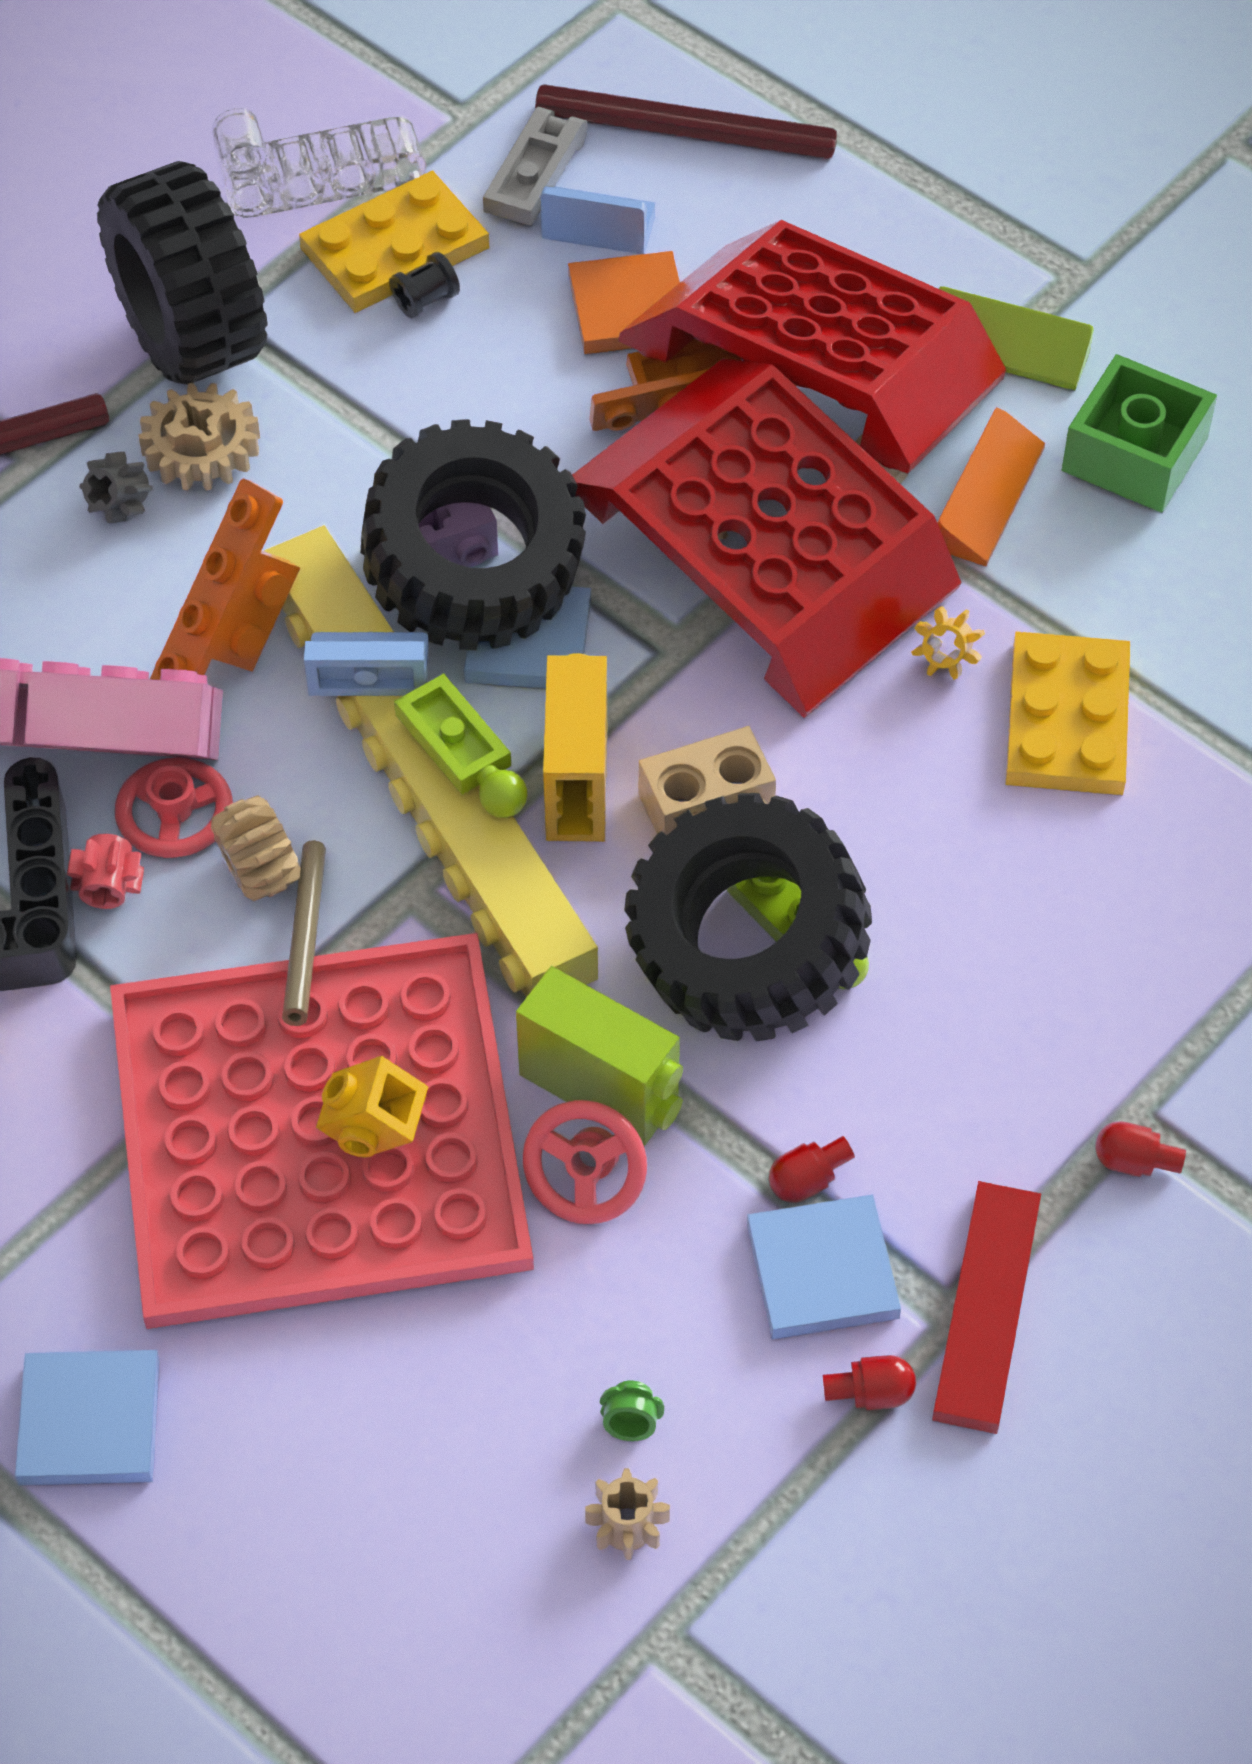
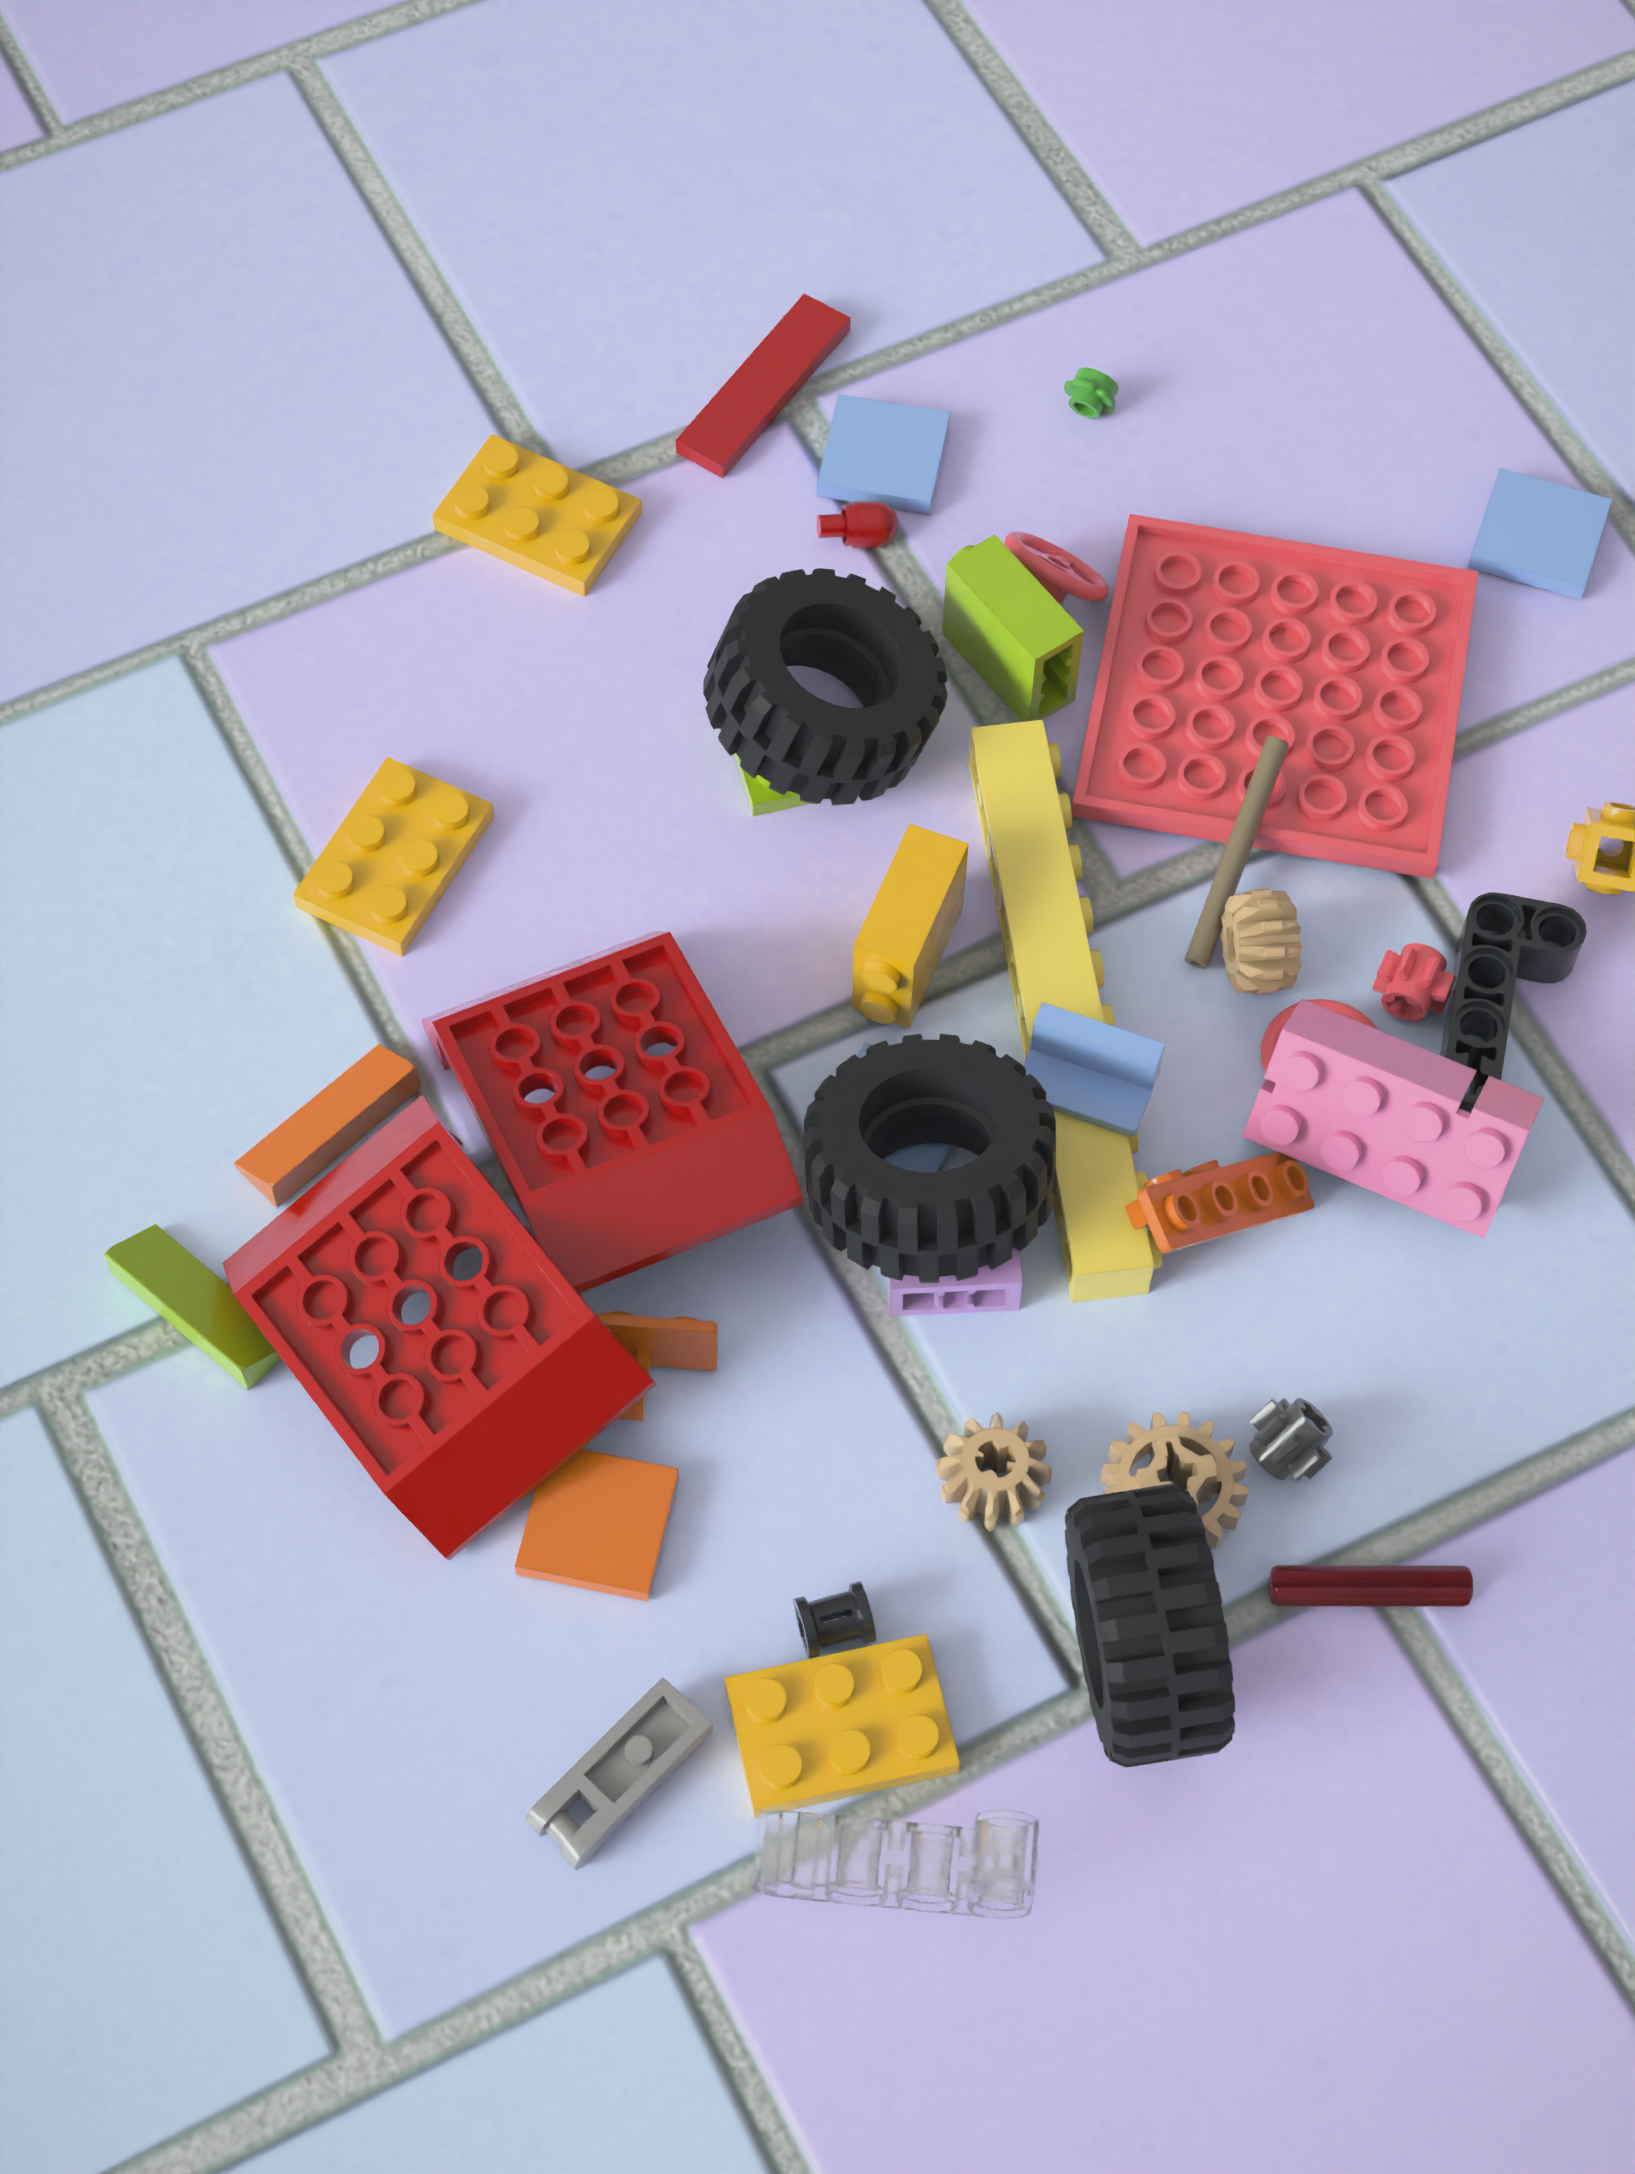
camera: 160 degrees left, 5 degrees up
(342, 404) = (984, 1491): none -> tan gear
(371, 1107) = (1235, 629): yellow brick -> none
(462, 745) = (1027, 938): lime plate -> none
(596, 219) = (579, 1656): light blue panel -> none
(623, 1494) = (1126, 318): tan gear -> none
(688, 121) = (400, 1786): dark red axle -> none
(702, 774) = (790, 891): tan brick -> none
(874, 1383) = (888, 352): red cylinder -> none
(964, 641) = (478, 940): yellow gear -> none
(1135, 1072) = (537, 514): none -> yellow plate
(1136, 1150) = (575, 447): red cylinder -> none
(1138, 432) = (142, 1096): bright green brick -> none

